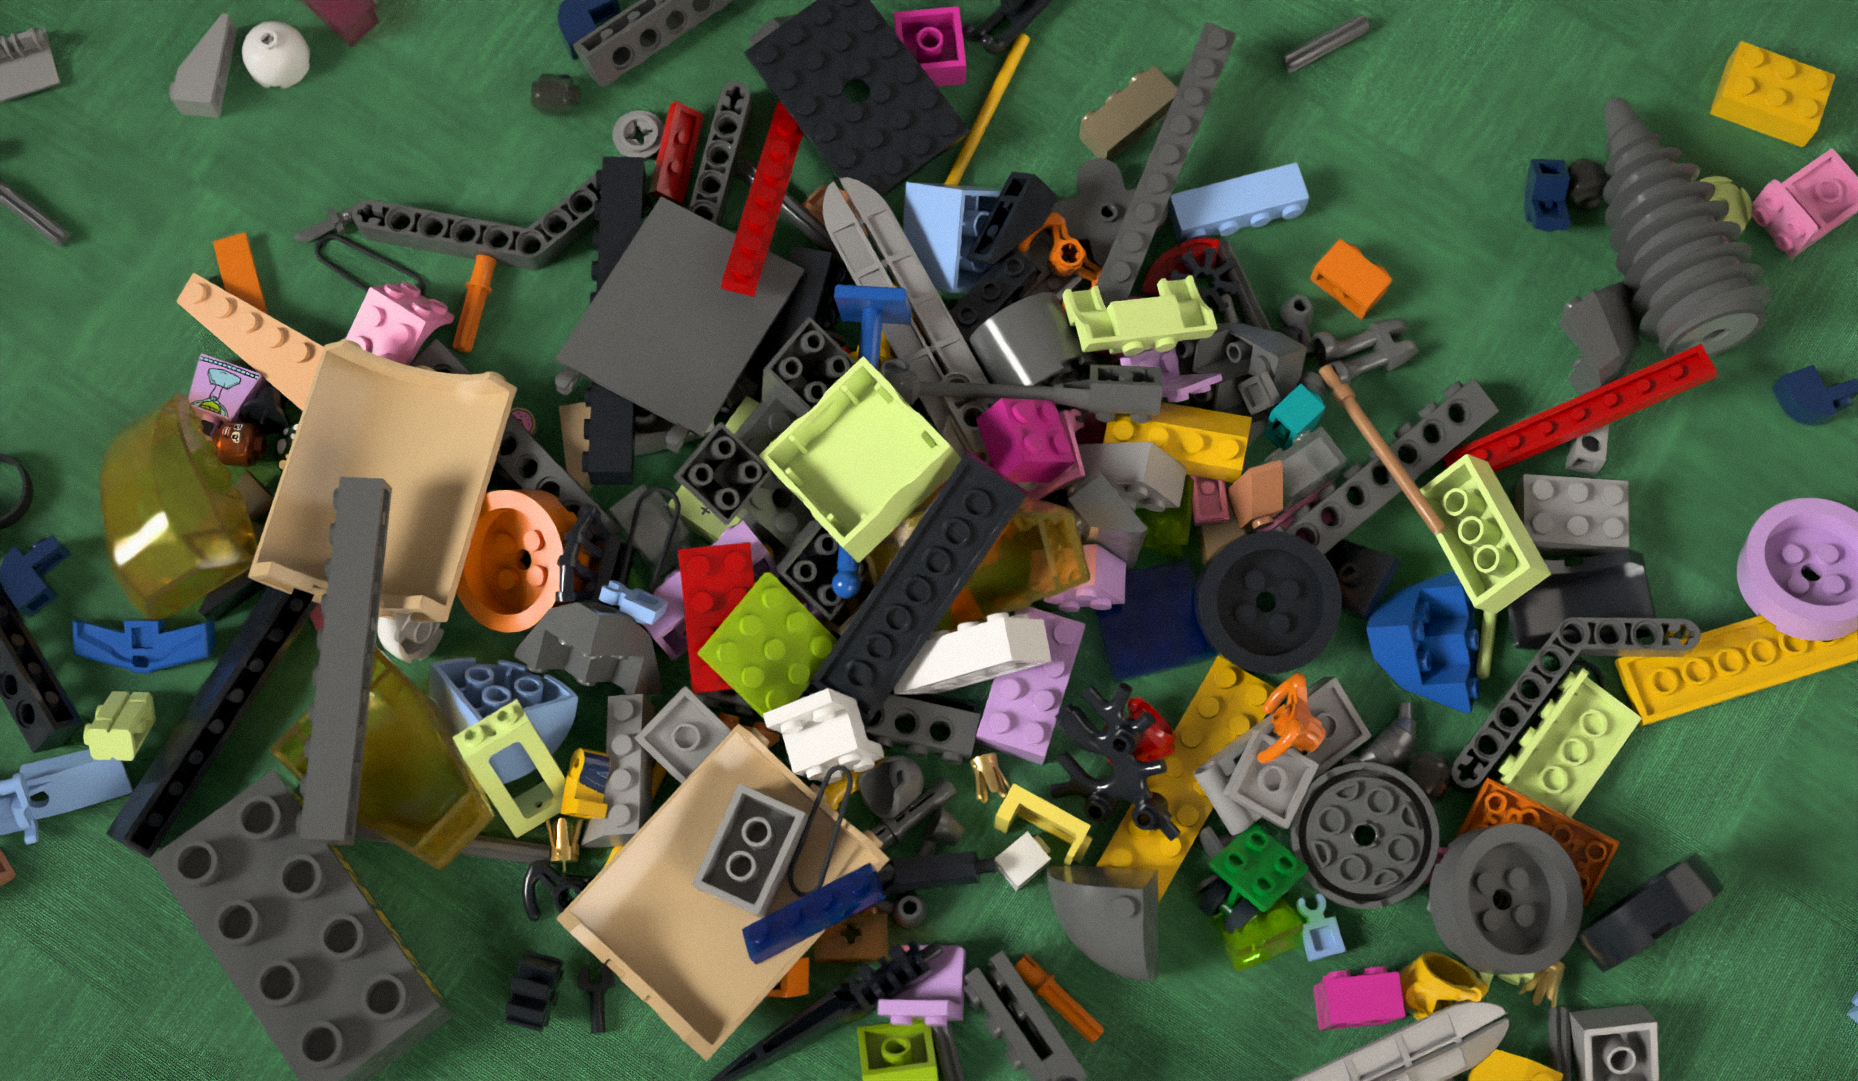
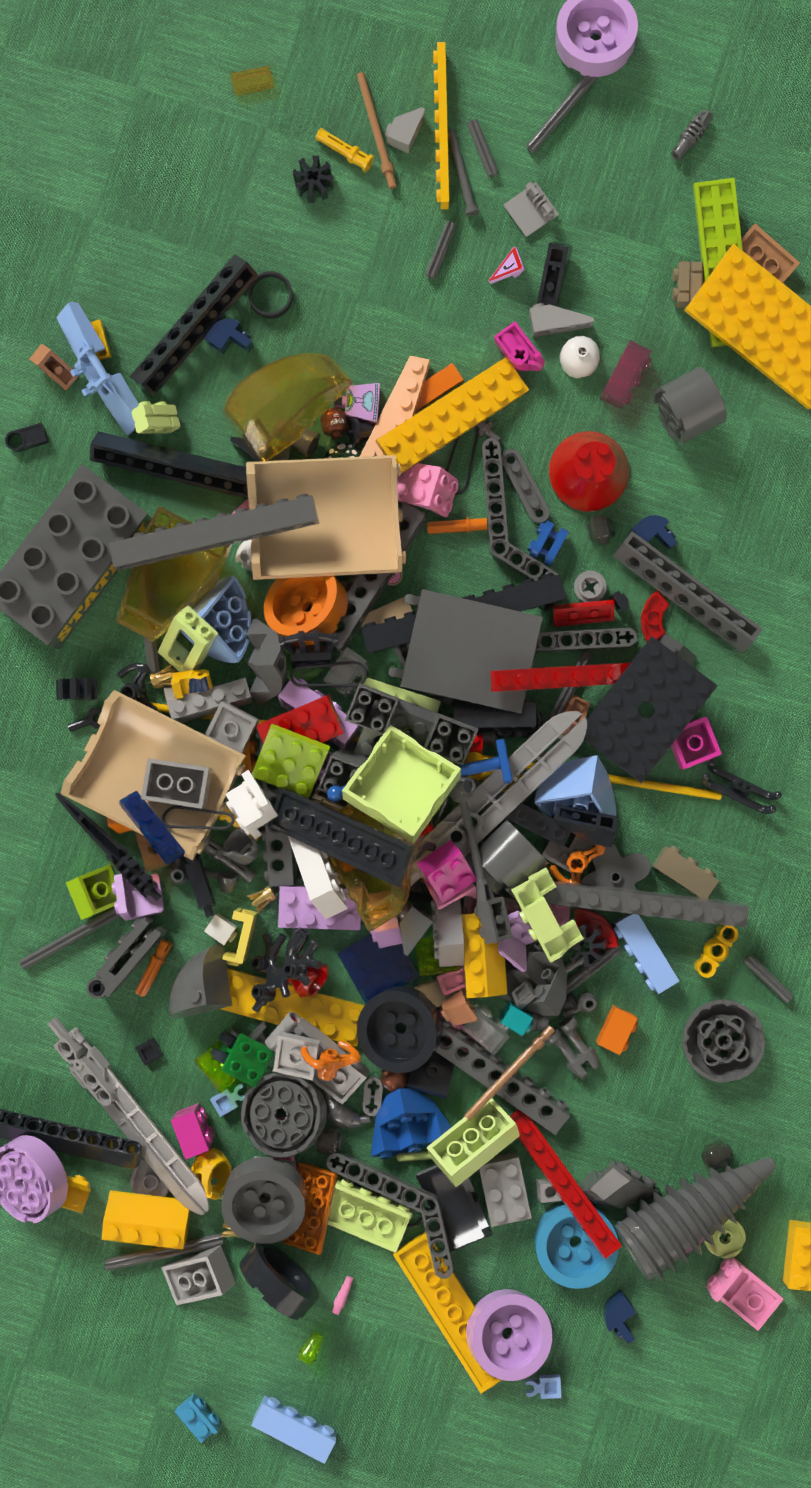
camera: 80 degrees right, 15 degrees up
(70, 954) = (32, 437): none -> black piece
(94, 114) = (511, 266): none -> piece
(131, 53) = (554, 273): none -> black slope
(144, 644) = (206, 412): blue plate -> none
(230, 135) = (514, 342): none -> dark pink piece
(294, 255) = (453, 415): none -> yellow plate
(450, 185) = (525, 486): none -> dark grey plate
(457, 89) = (589, 471): none -> red cone
(530, 174) = (536, 547): none -> blue brick
(638, 604) = (292, 680): light blue plate -> none
(677, 92) = (620, 601): none -> black plate
(716, 60) = (652, 616): none -> red tile
(1201, 1048) = (149, 1051): none -> black tile
(1269, 115) = (713, 960): none -> yellow piece
(1349, 642) = (394, 1081): none -> copper head
(1372, 681) = (367, 1095): none -> light grey beam
(1427, 101) = (742, 1054): none -> dark grey brick
(1546, 195) = (701, 1133): dark blue brick -> none
(1702, 833) = (342, 1295): none -> bright pink animal
(1719, 445) = (563, 1263): none -> dark azure brick
(1779, 907) = (309, 1351): none -> clear neon green cone

